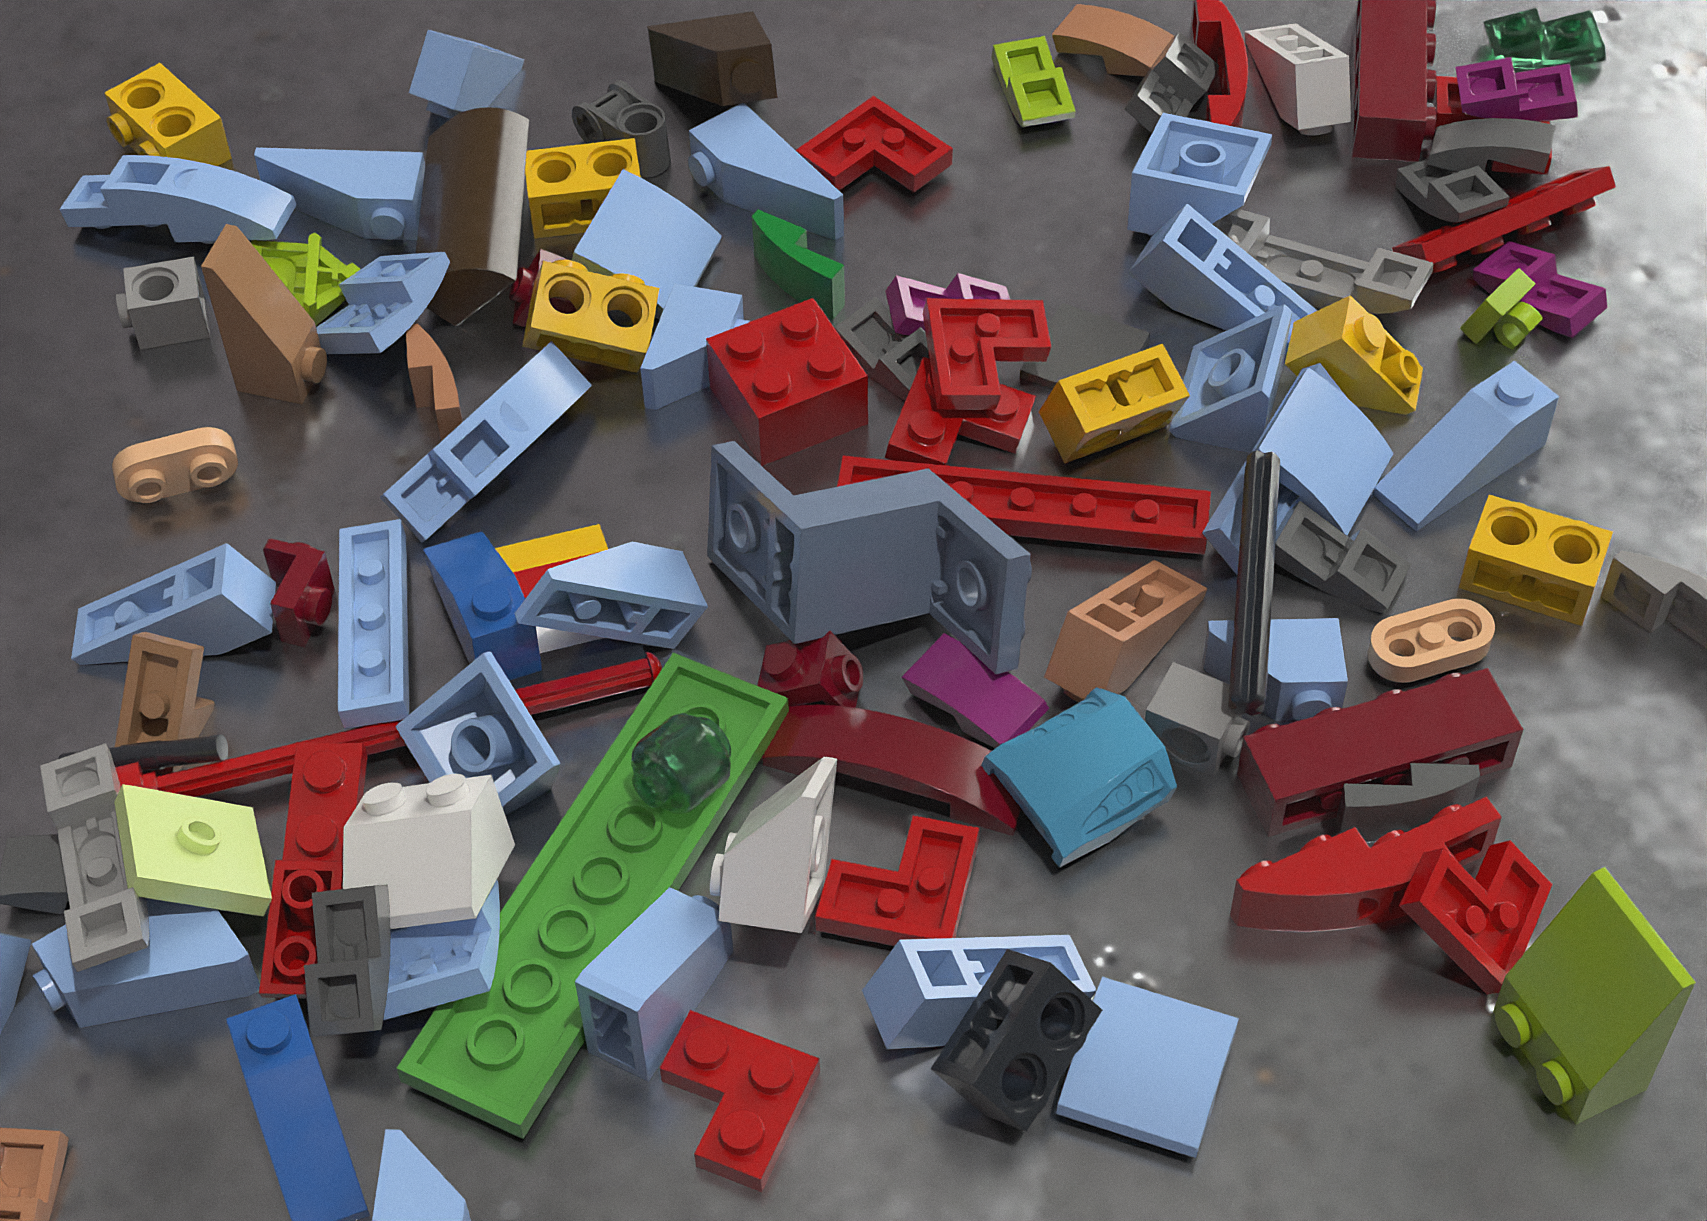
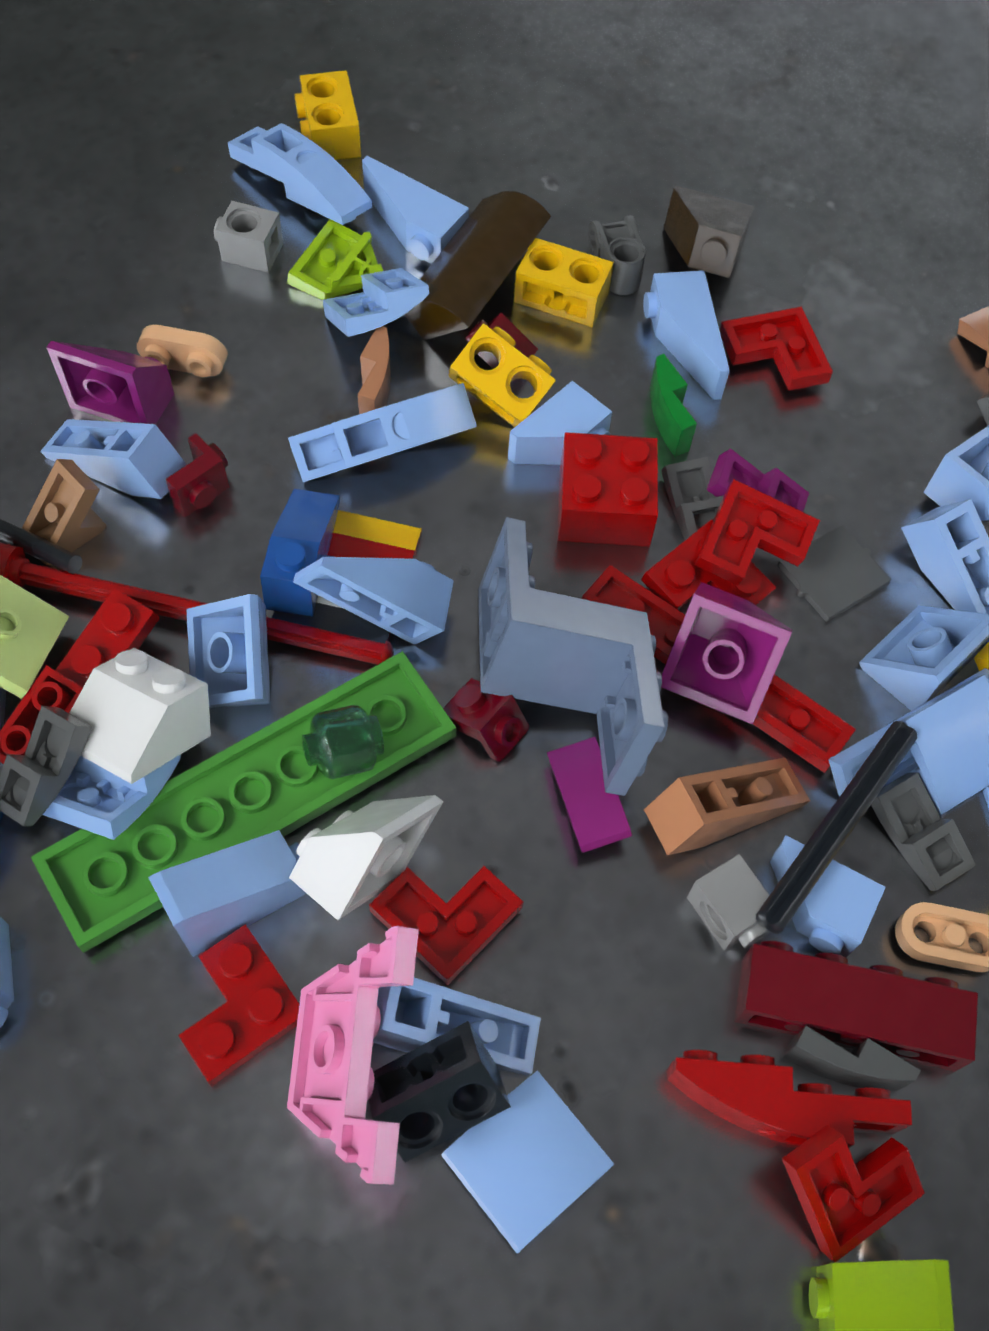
camera: 25 degrees right, 10 degrees up
(116, 537) = (112, 382): none -> magenta slope
(262, 325) = (283, 275): medium nougat slope -> none
(373, 624) = (225, 527): light blue plate -> none
(461, 74) = (535, 164): light blue slope -> none
(647, 236) = (576, 340): light blue slope -> none
(882, 1050) = (334, 1053): none -> bright pink wing
(896, 755) = (509, 818): dark red slope -> none
(1031, 82) = (924, 348): lime slope -> none
(1034, 474) = (725, 653): none -> magenta slope
(1085, 773) = (623, 903): dark azure slope -> none
(1113, 403) = (830, 623): yellow brick -> none

